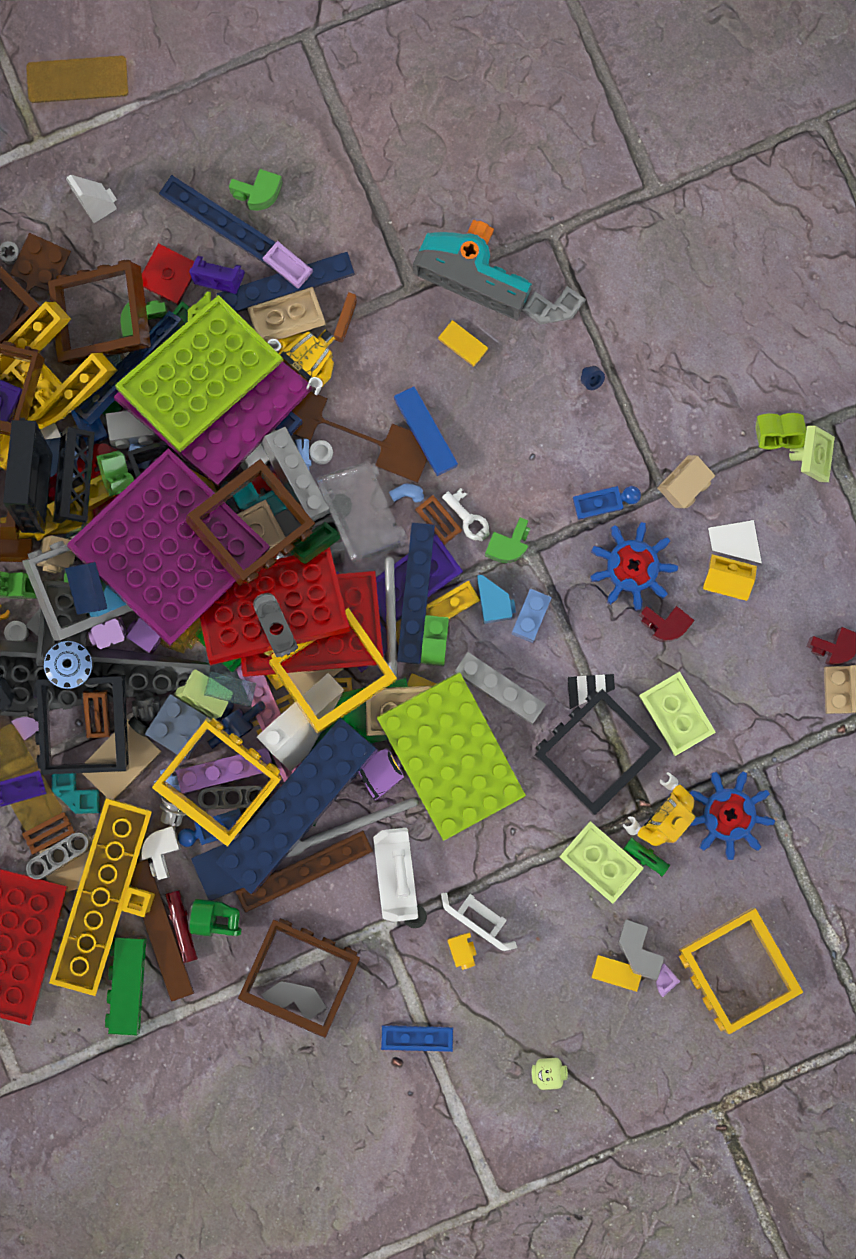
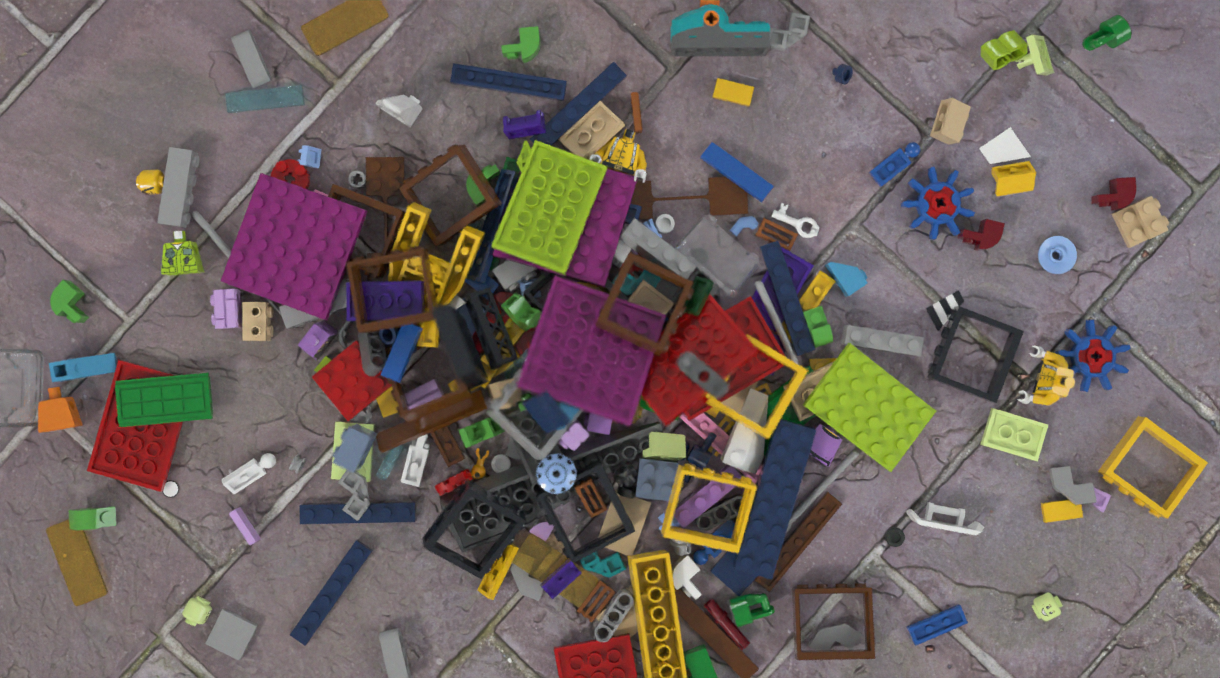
camera: 25 degrees left, 5 degrees up
(137, 901) = (689, 623): yellow brick -> none
(167, 274) = (486, 140): red plate -> none
(230, 689) = (683, 434): clear light blue tile -> none
(287, 264) = (574, 92): lavender tile -> none
(395, 875) = (867, 514): white piece -> none
(462, 950) = (942, 546): yellow brick -> none
(509, 549) = (839, 233): bright green brick -> none
(531, 615) = (880, 275): medium blue brick -> none
(660, 865) = (1058, 417): green pin -> none
(677, 714) = (1020, 299): yellowish green plate -> none
(751, 680) = (1066, 255): none -> light blue dish

